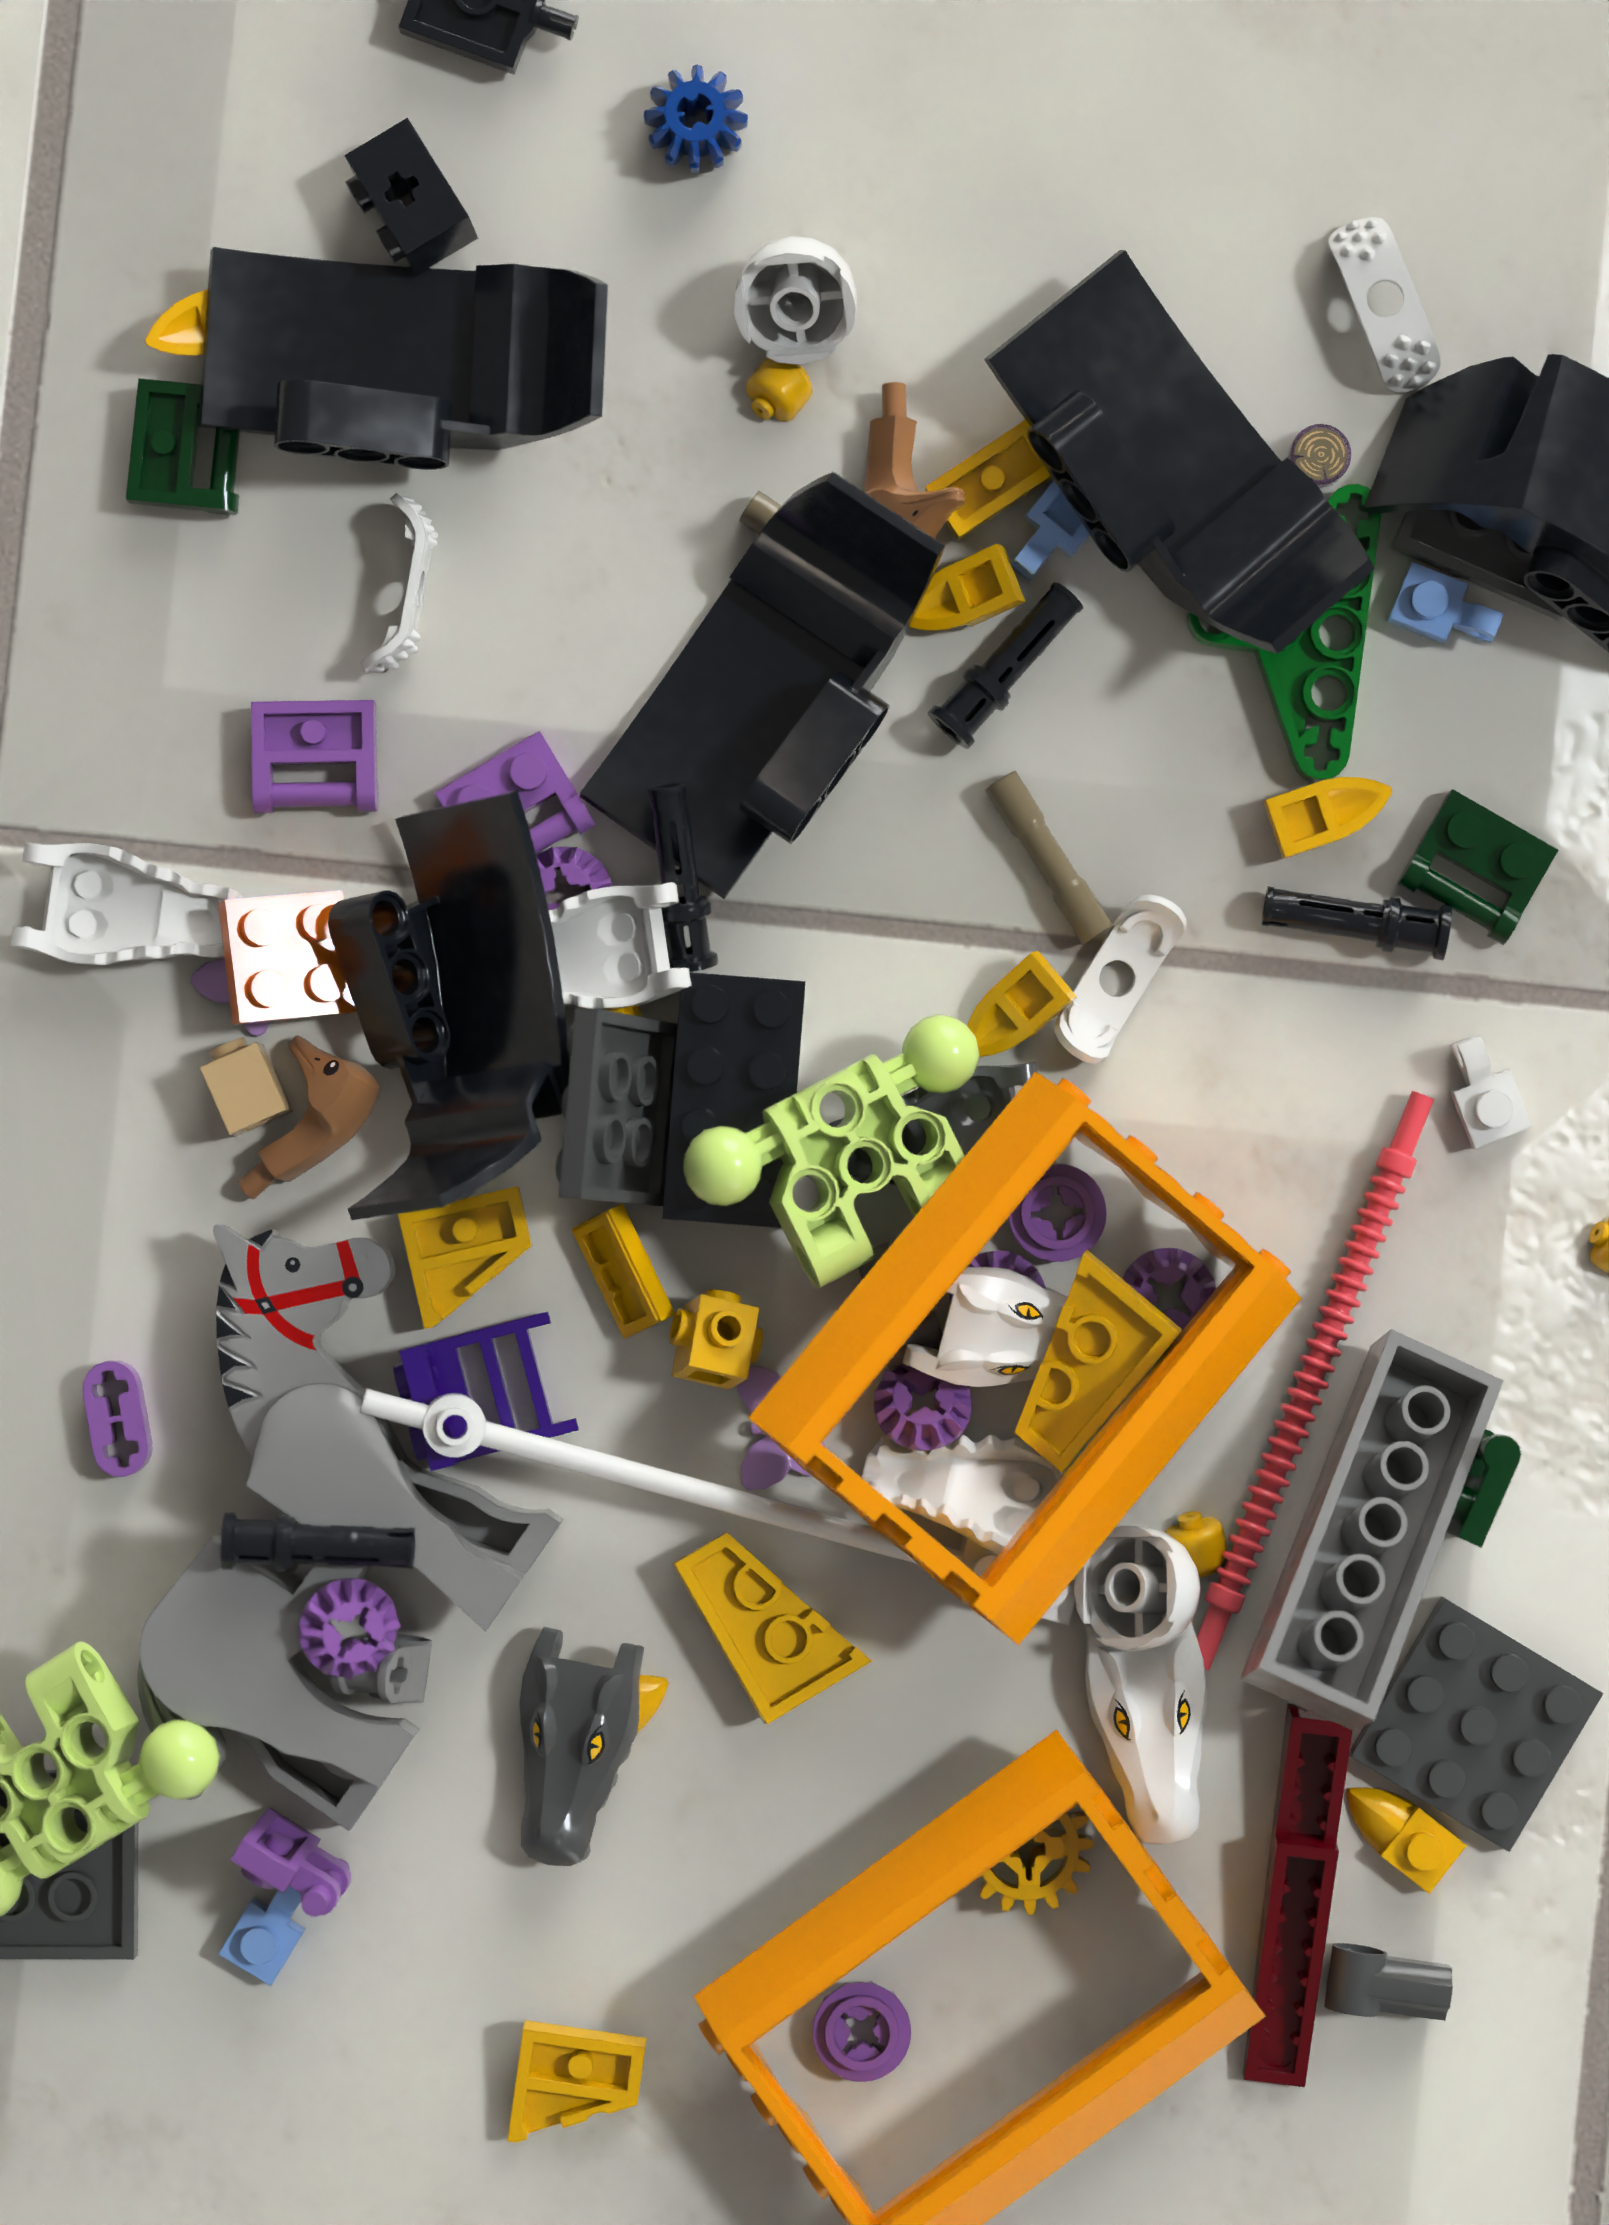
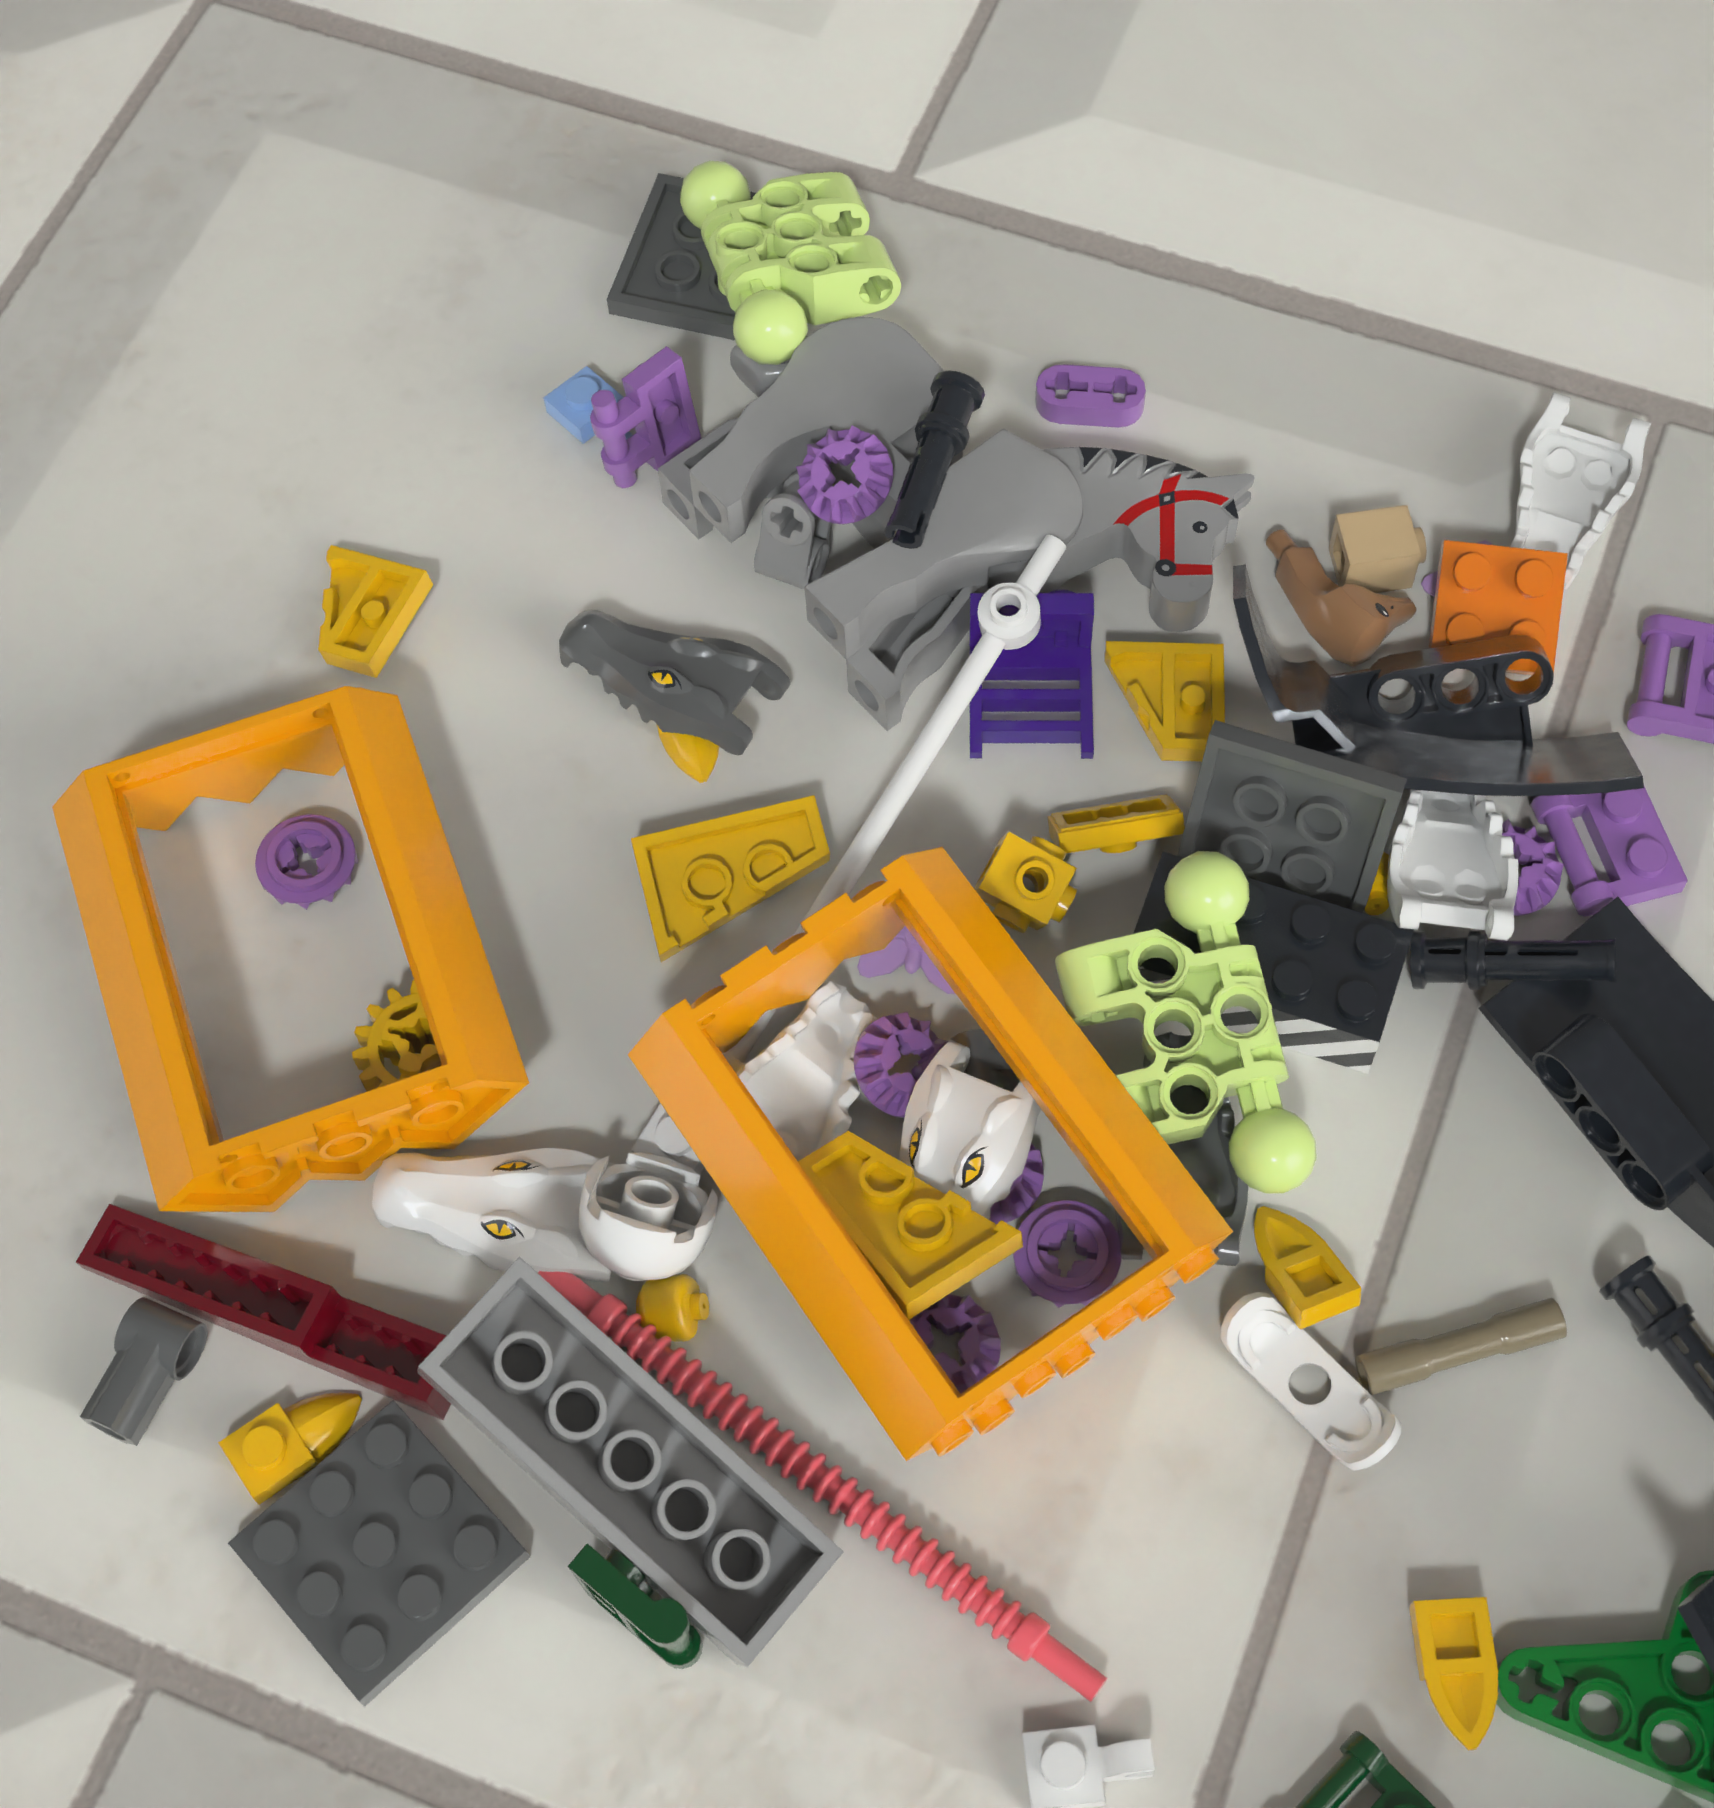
camera: 110 degrees right, 25 degrees down
(1387, 924) = (1310, 1700): black pin -> none

